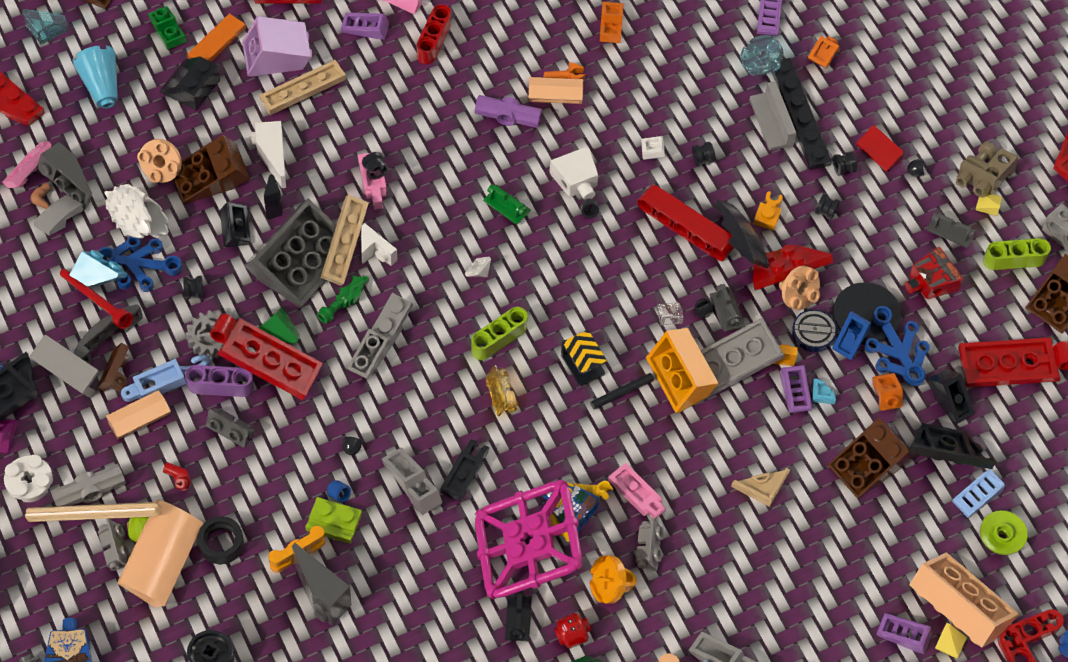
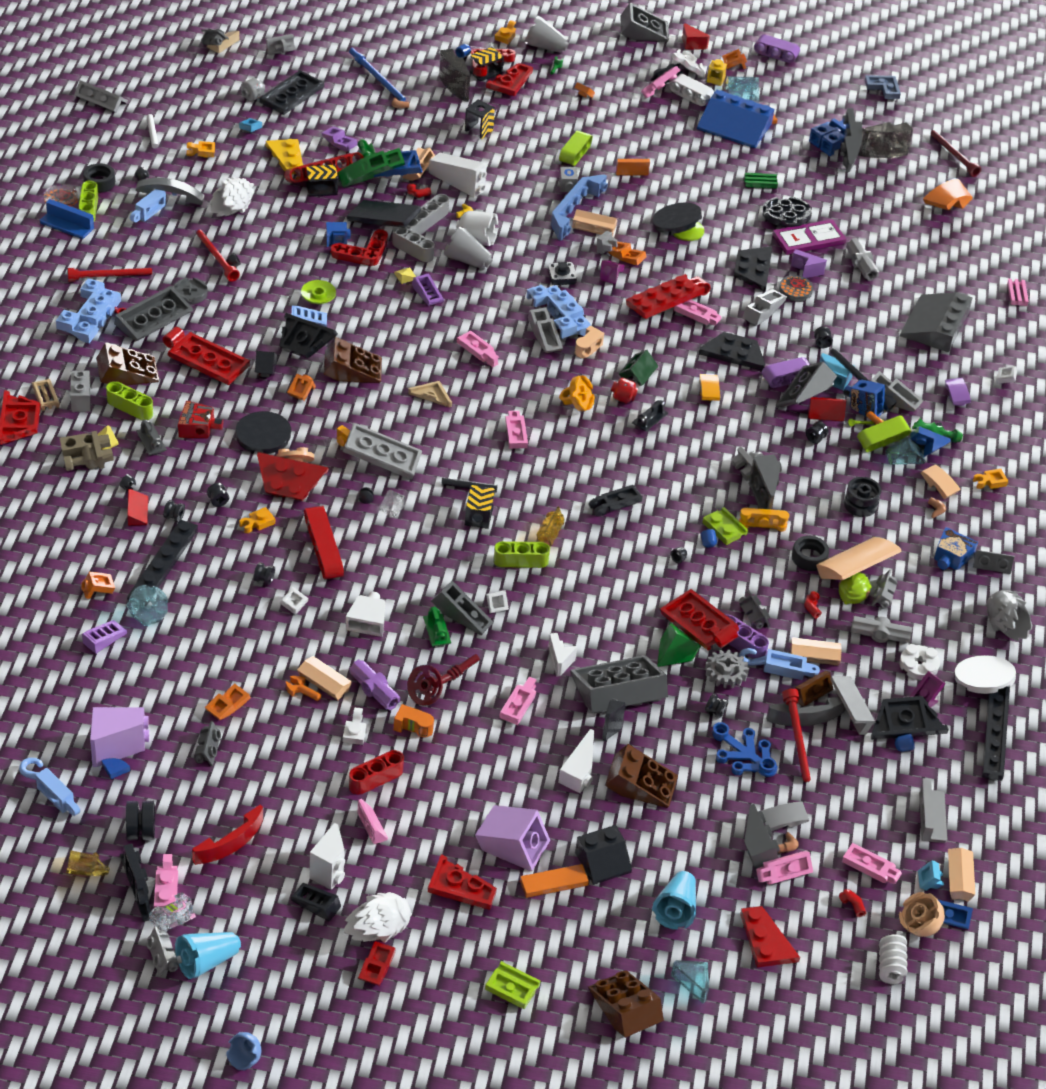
camera: 145 degrees left, 15 degrees down
(83, 512) = (890, 602): tan axle -> none
(94, 270) = (783, 750): slope -> none
(135, 212) = (726, 774): white head -> none
(160, 160) = (674, 803): light nougat plate -> none
(167, 27) = (587, 916): green slope -> none
(235, 225) = (650, 735): black slope -> none
(302, 87) = (516, 797): tan plate -> none
(344, 240) = (581, 664): tan plate -> none
(347, 296) = (605, 639): green piece -> none
(363, 620) = (744, 458): none -> light grey hips
(375, 166) = (516, 693): black wheel -> none
(378, 22) = (418, 804): medium lavender slope -> none
(381, 337) = (611, 598): light grey slope -> none
(412, 480) = (657, 511): light grey slope -> none
(444, 100) = (414, 721): none -> orange leg
(461, 136) = (432, 684): none -> dark red dish
(487, 64) = (355, 729): none -> white plate
(502, 233) = (461, 608): none -> dark grey slope
(540, 546) = (625, 431): dark pink plate -> none
(585, 503) = (566, 441): torso -> none
(593, 209) = (381, 590): black hinge -> none
(649, 534) = (539, 398): light grey hinge -> none
(681, 369) = (423, 462): light orange slope -> none
(727, 308) = (352, 483): dark grey hinge -> none
(743, 235) = (296, 509): black slope -> none
(773, 118) = (185, 569): light grey panel -> none
(774, 580) = (478, 348): none -> bright pink hinge
(799, 371) = (355, 418): medium lavender slope -> none
(814, 330) = (310, 439): tile -> none
(822, 393) = (342, 413): medium azure tile -> none
(851, 335) = (289, 415): blue slope -> none
(898, 349) = (273, 387): blue plant -> none
(963, 599) = (379, 276): light nougat slope -> none

